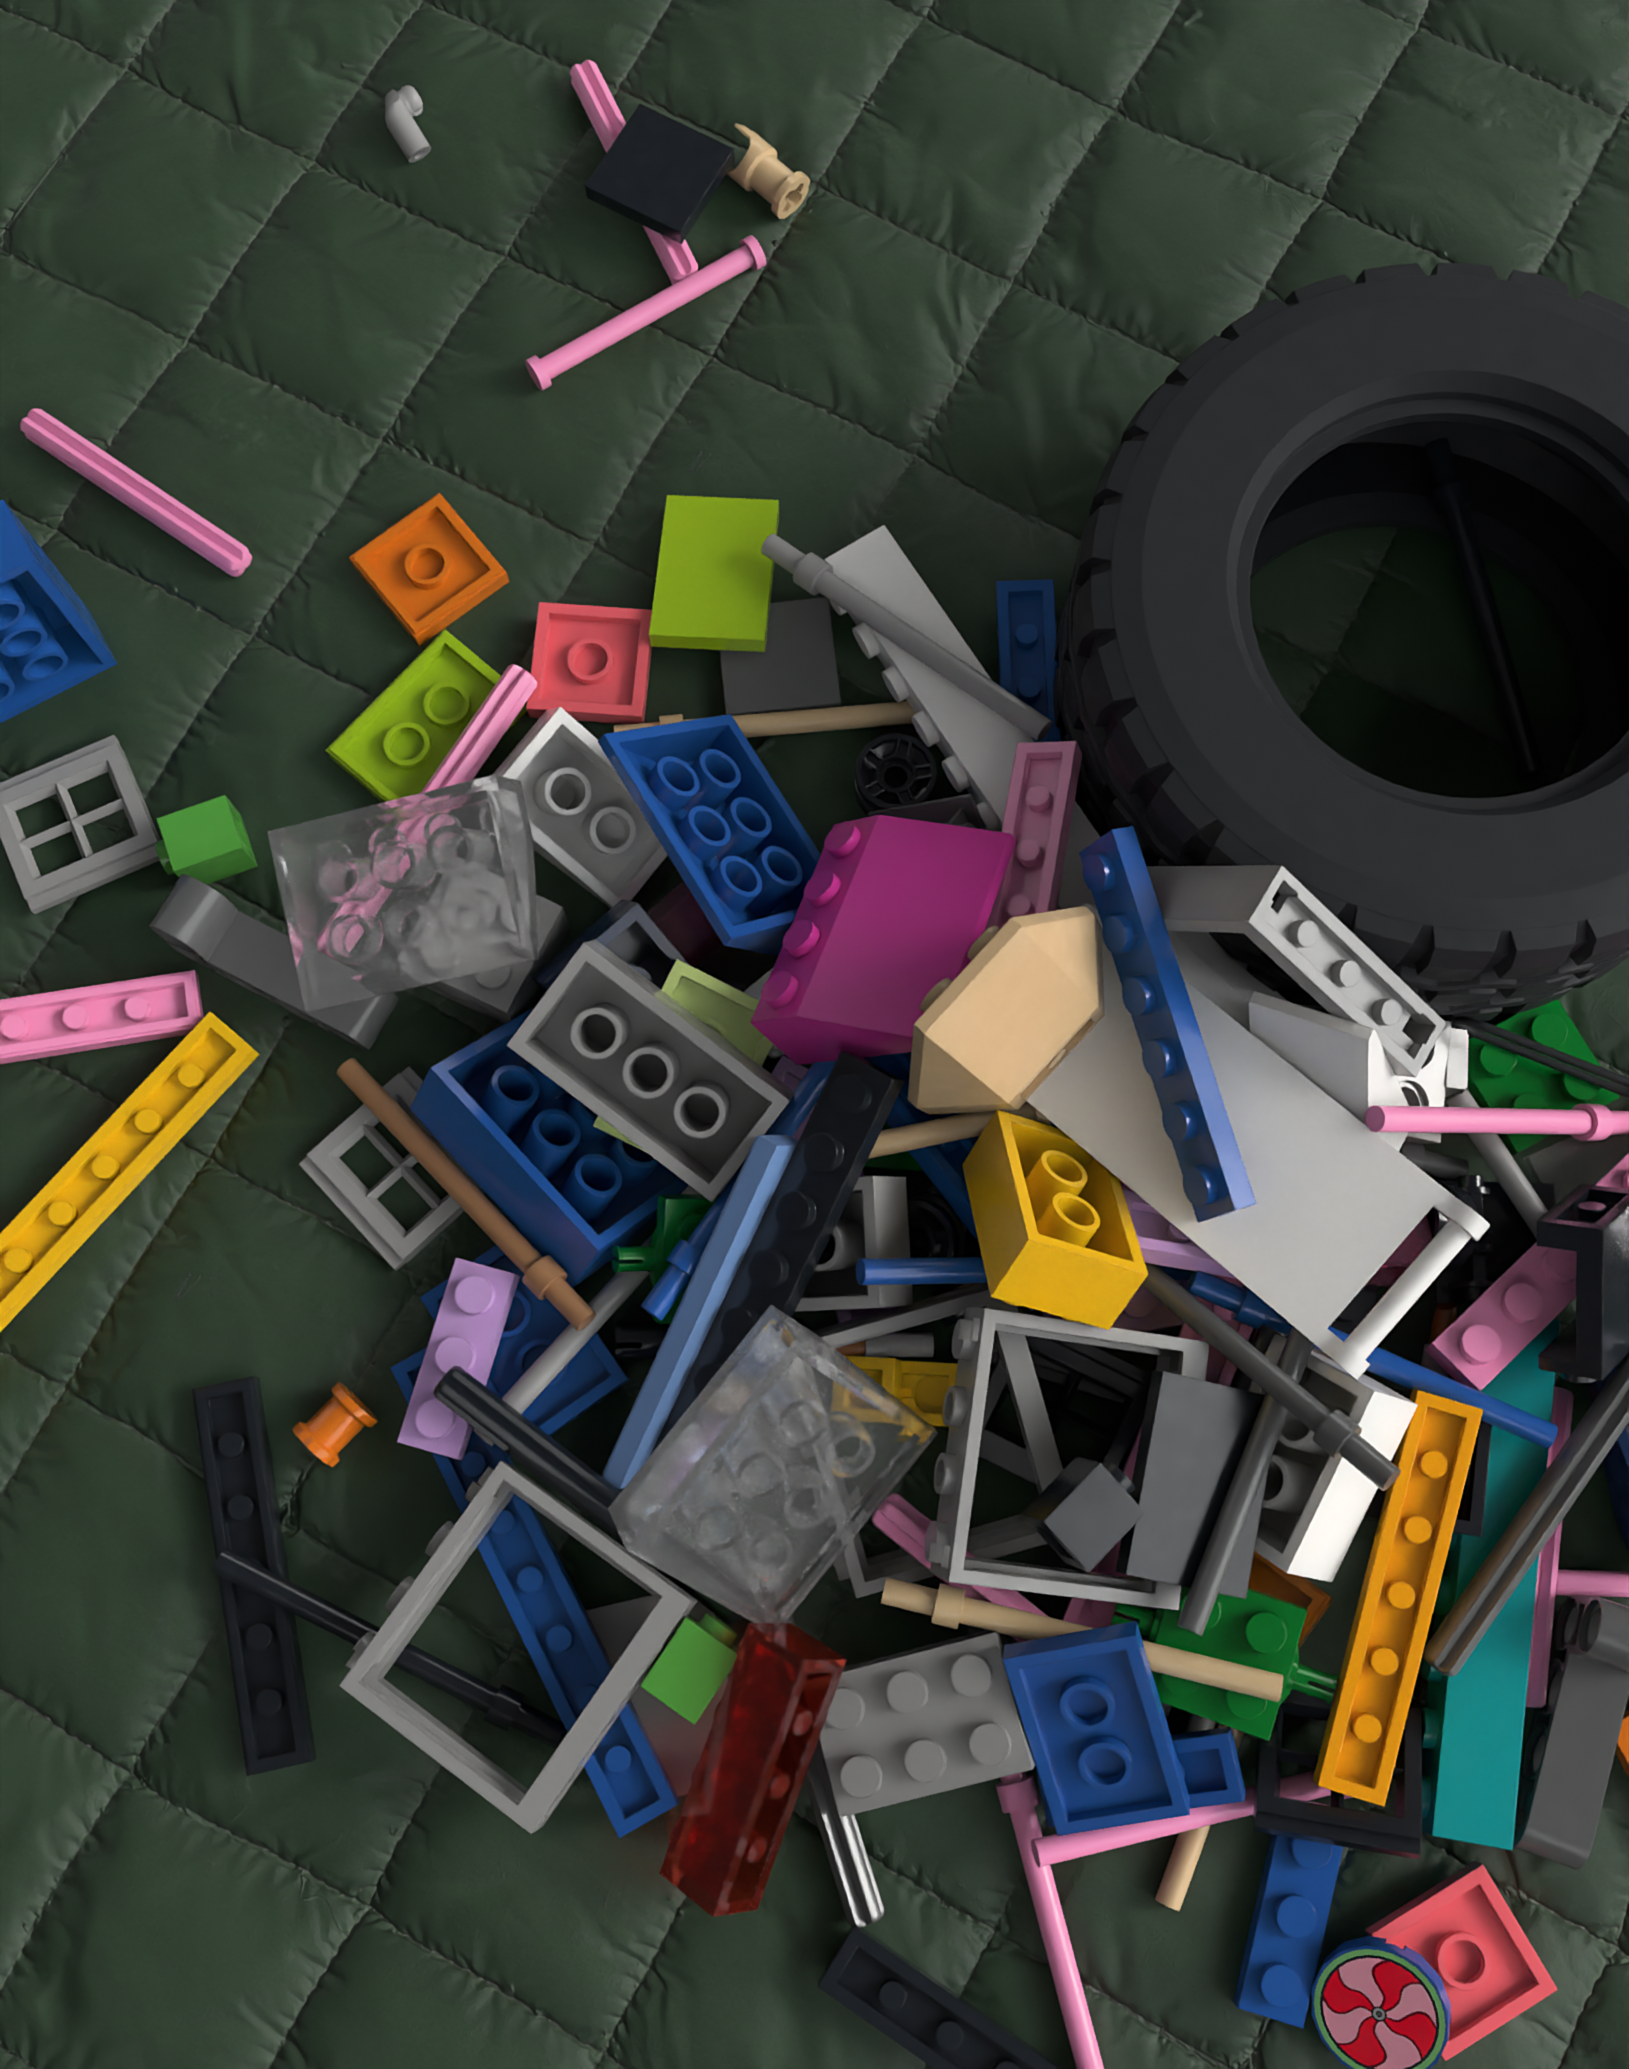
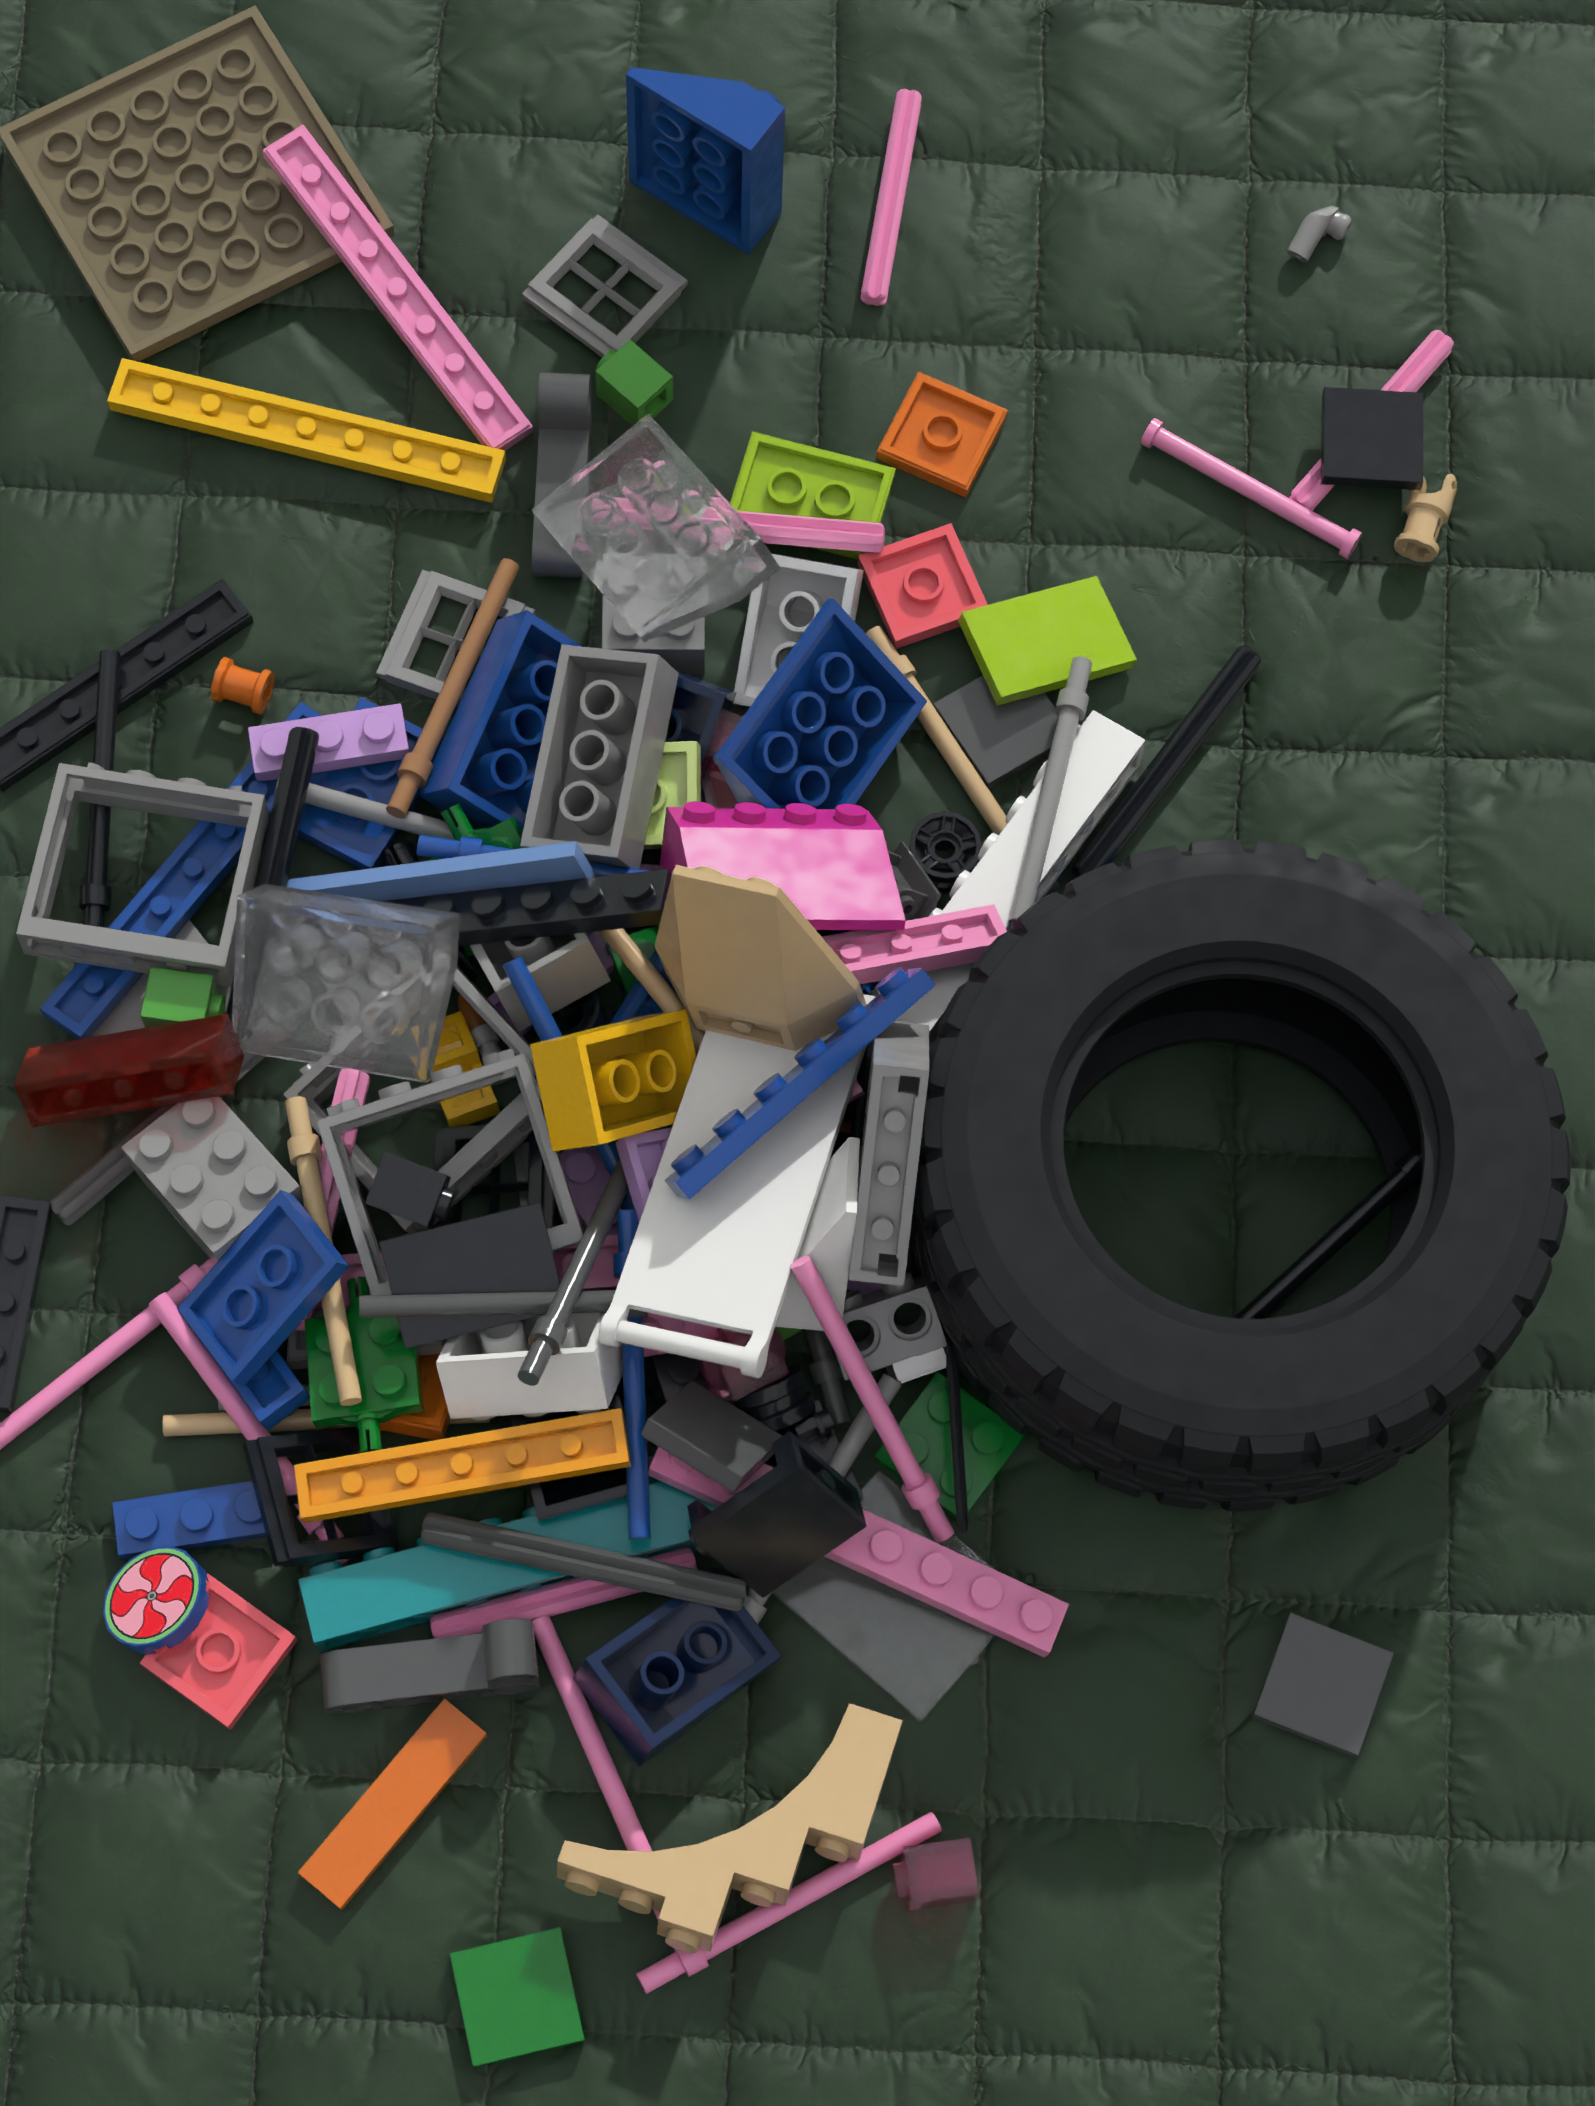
camera: 60 degrees right, 5 degrees down
(896, 516) = (1168, 761): none -> black axle
(1484, 1308) = (711, 1436): none -> dark grey tile

